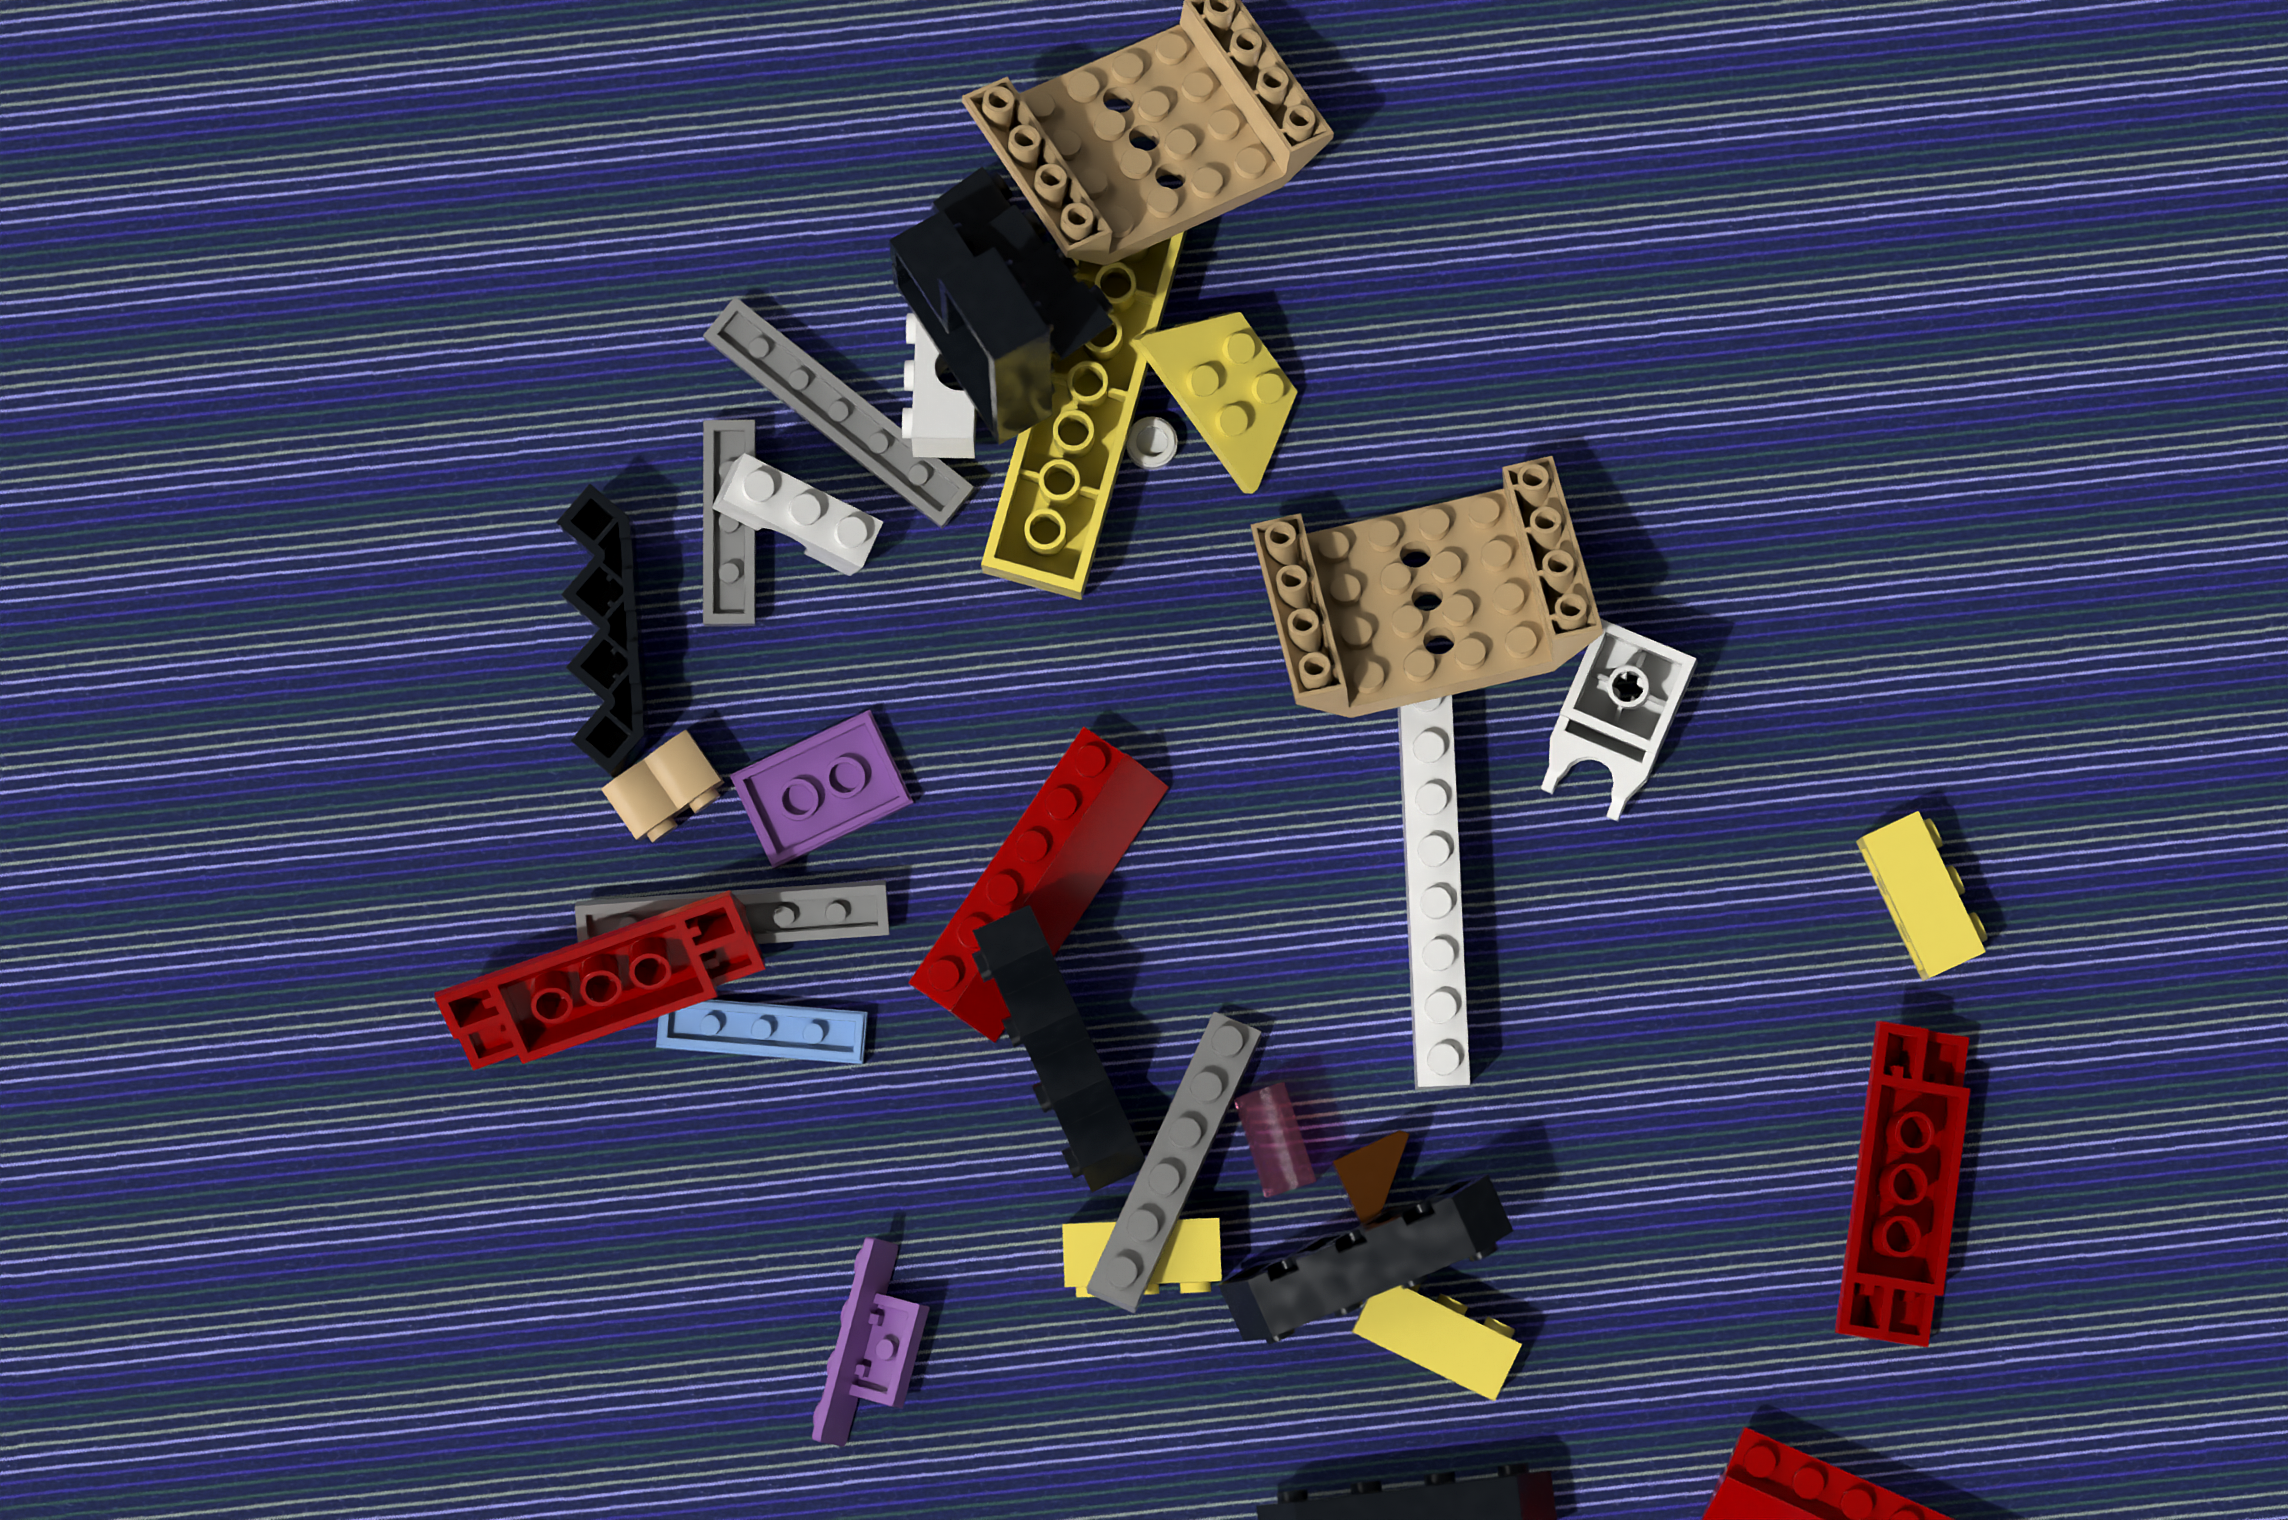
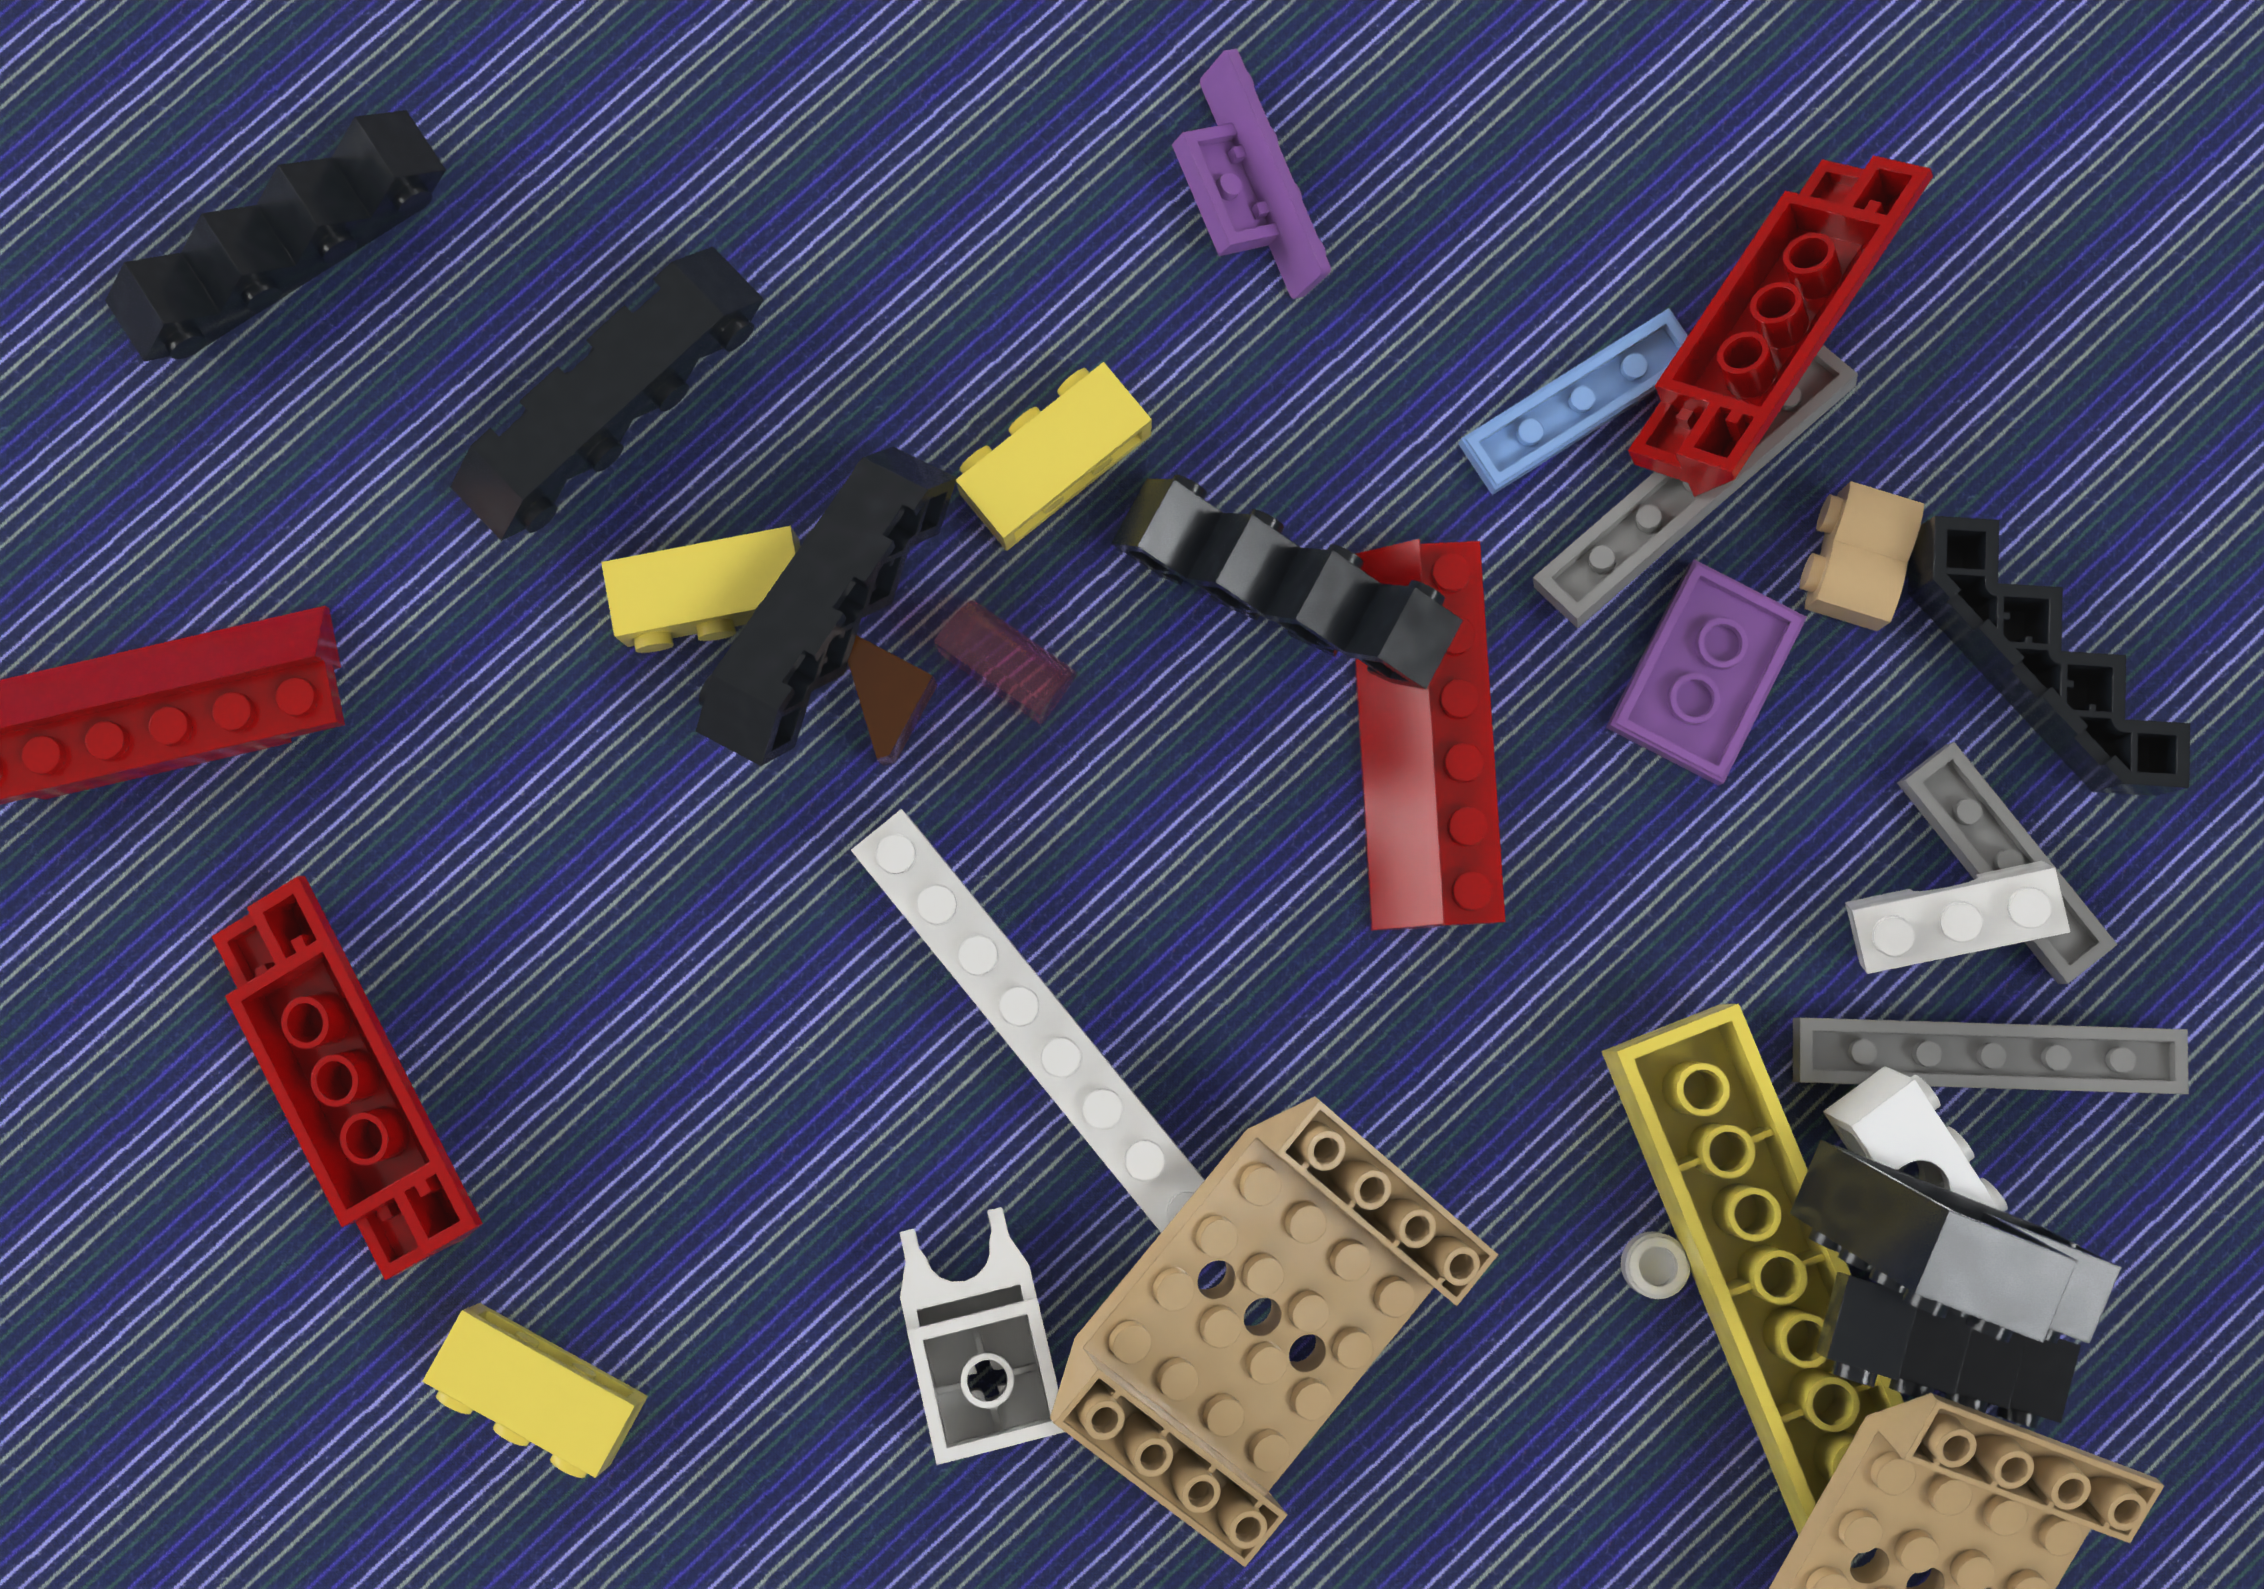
camera: 140 degrees right, 0 degrees up
(1174, 1162) = (1088, 558): light grey plate -> none
(1225, 388) = (1632, 1379): light yellow wing -> none

